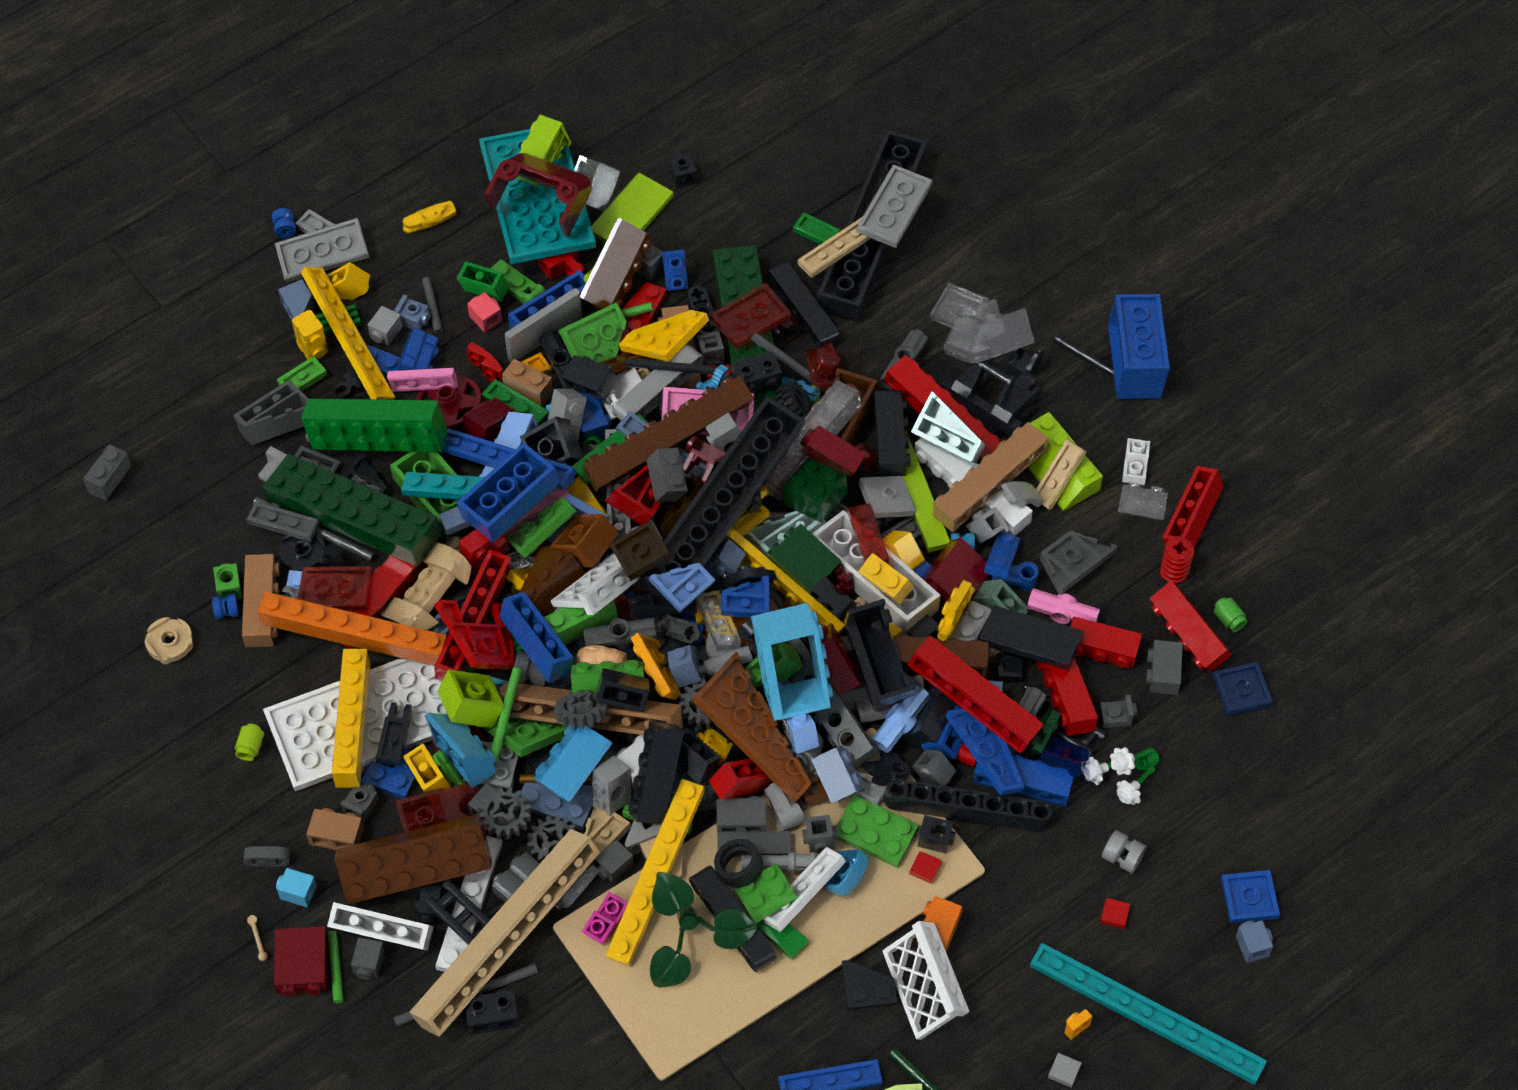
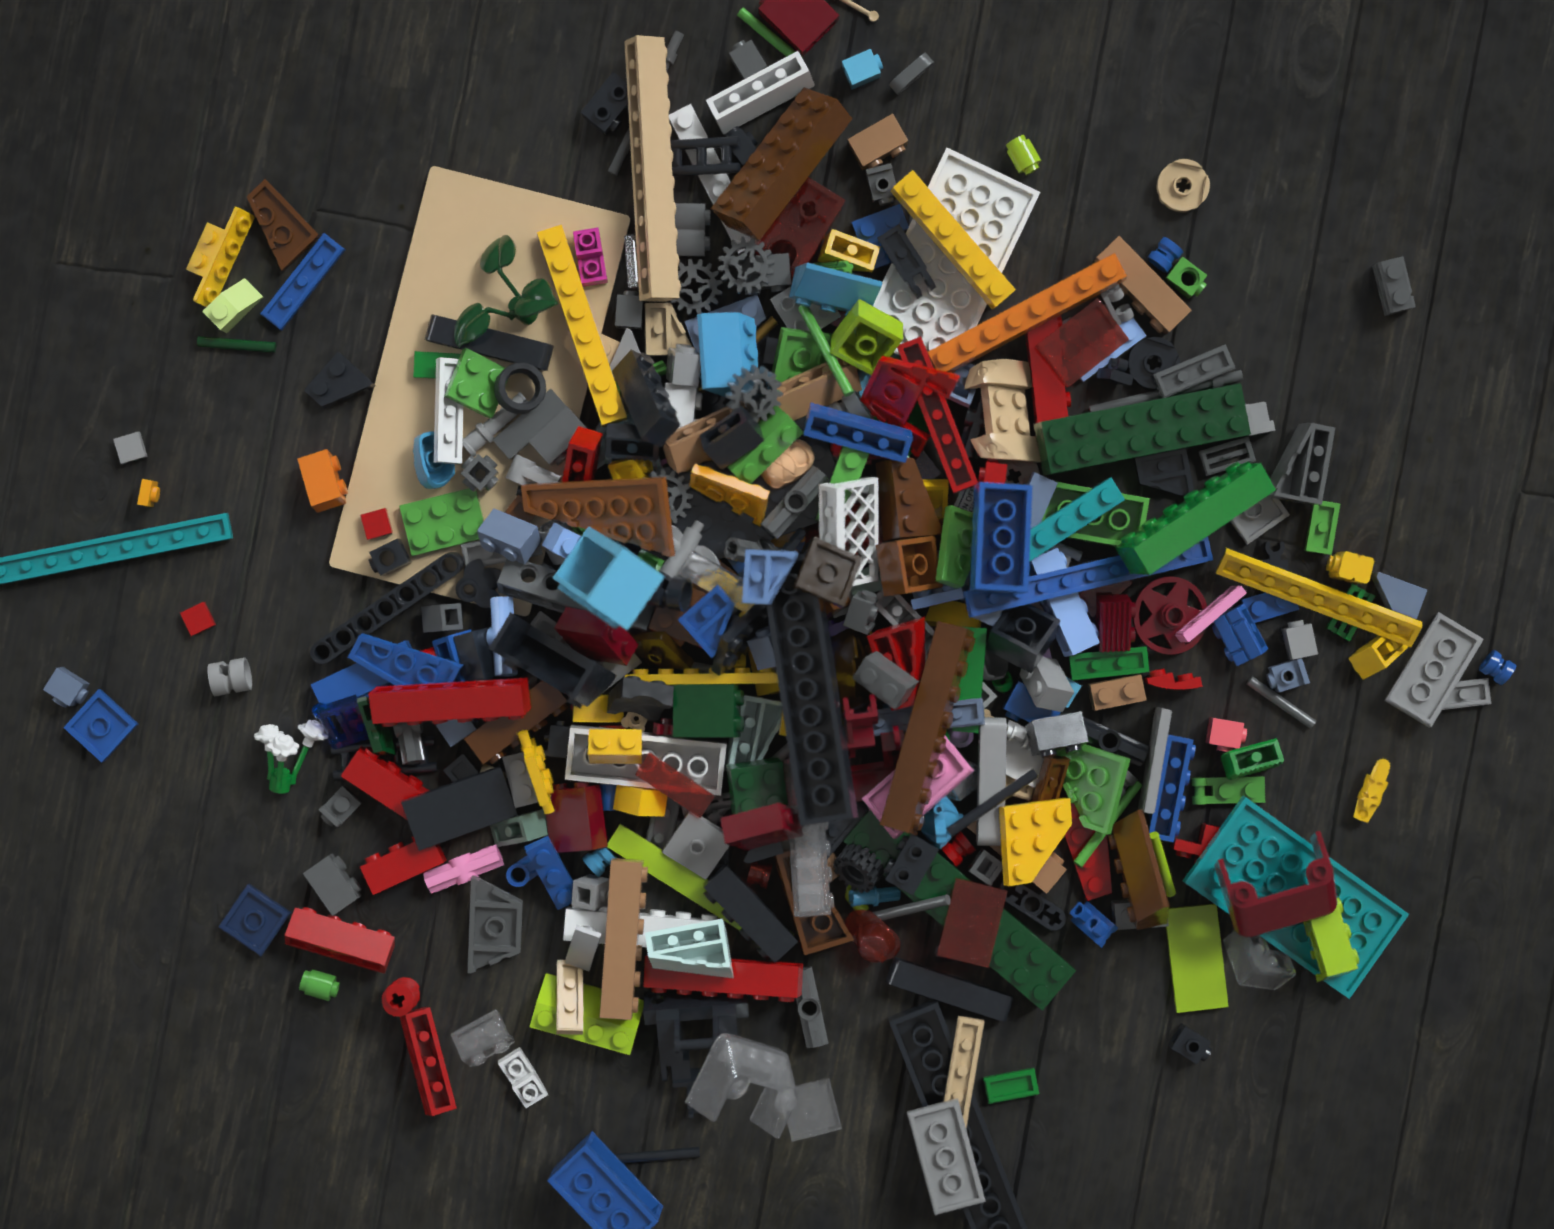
camera: 140 degrees right, 30 degrees up
(539, 363) = (1128, 720): light orange tile -> none
(684, 665) = (711, 515): sand blue slope -> none
(722, 432) = (872, 769): light grey brick -> none
(938, 970) = (283, 433): white fence -> none

